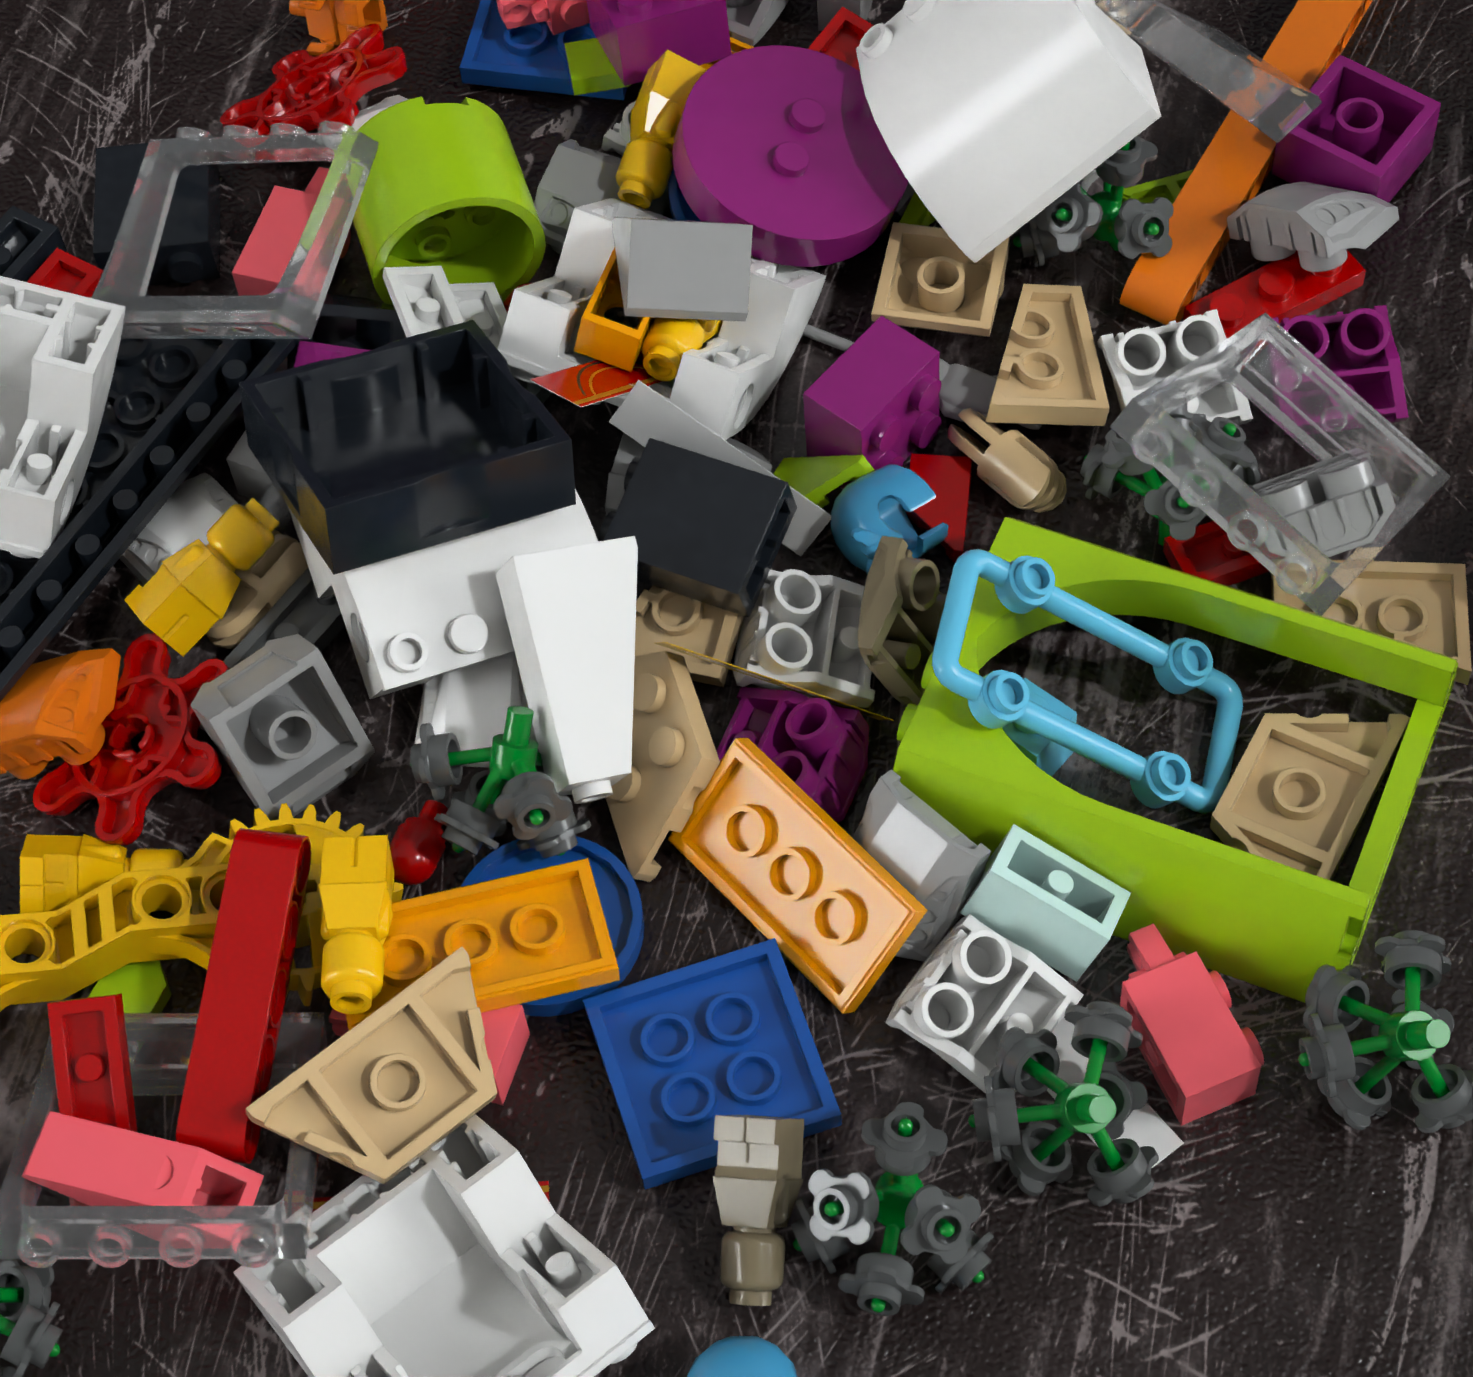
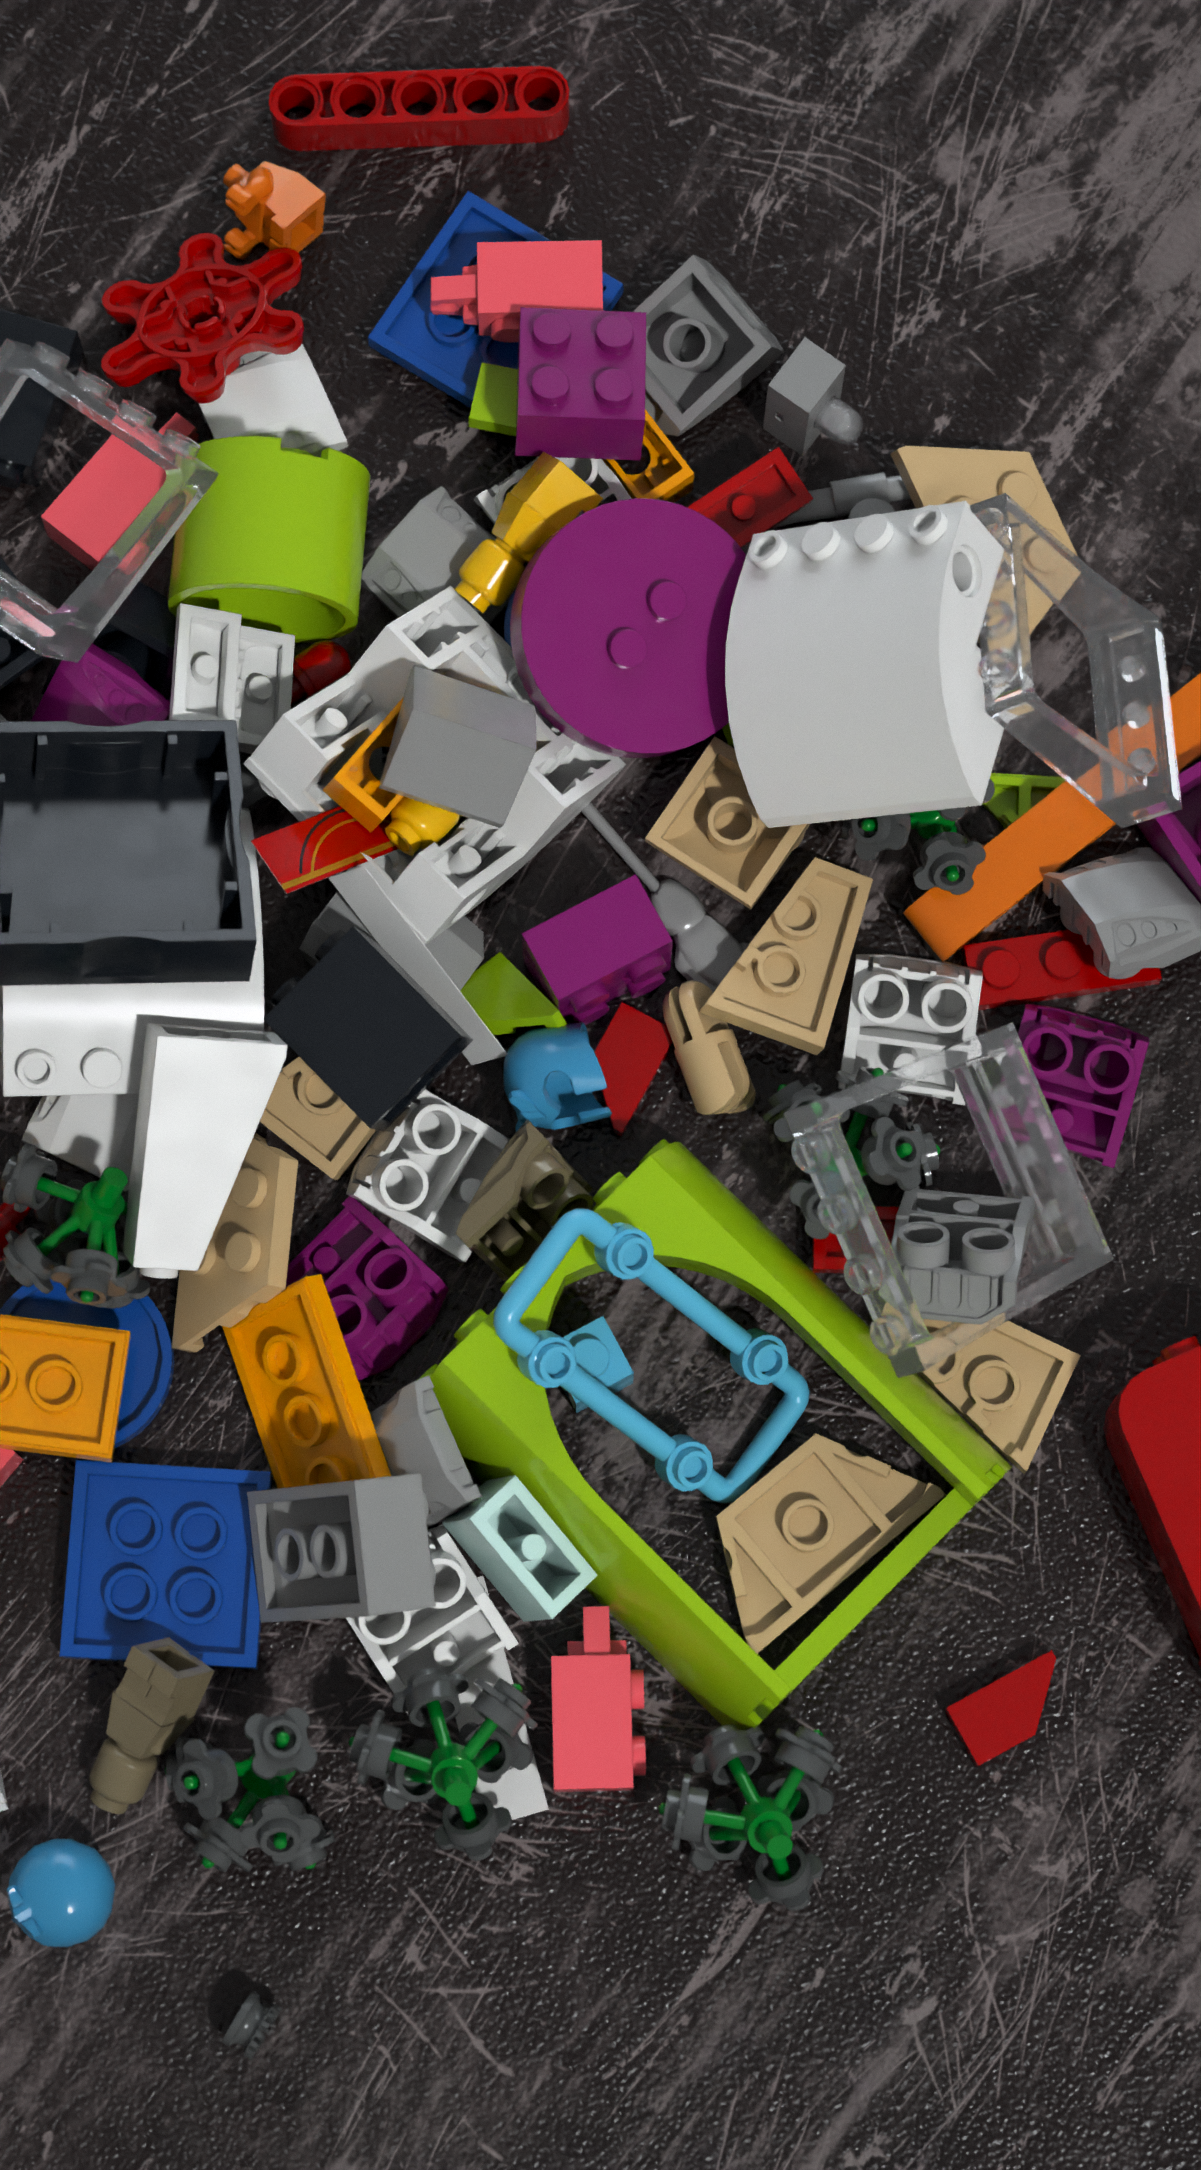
camera: 15 degrees right, 20 degrees up
(770, 680) = (372, 1218): yellow sticker -> none
(878, 947) = (342, 1549): none -> light grey slope

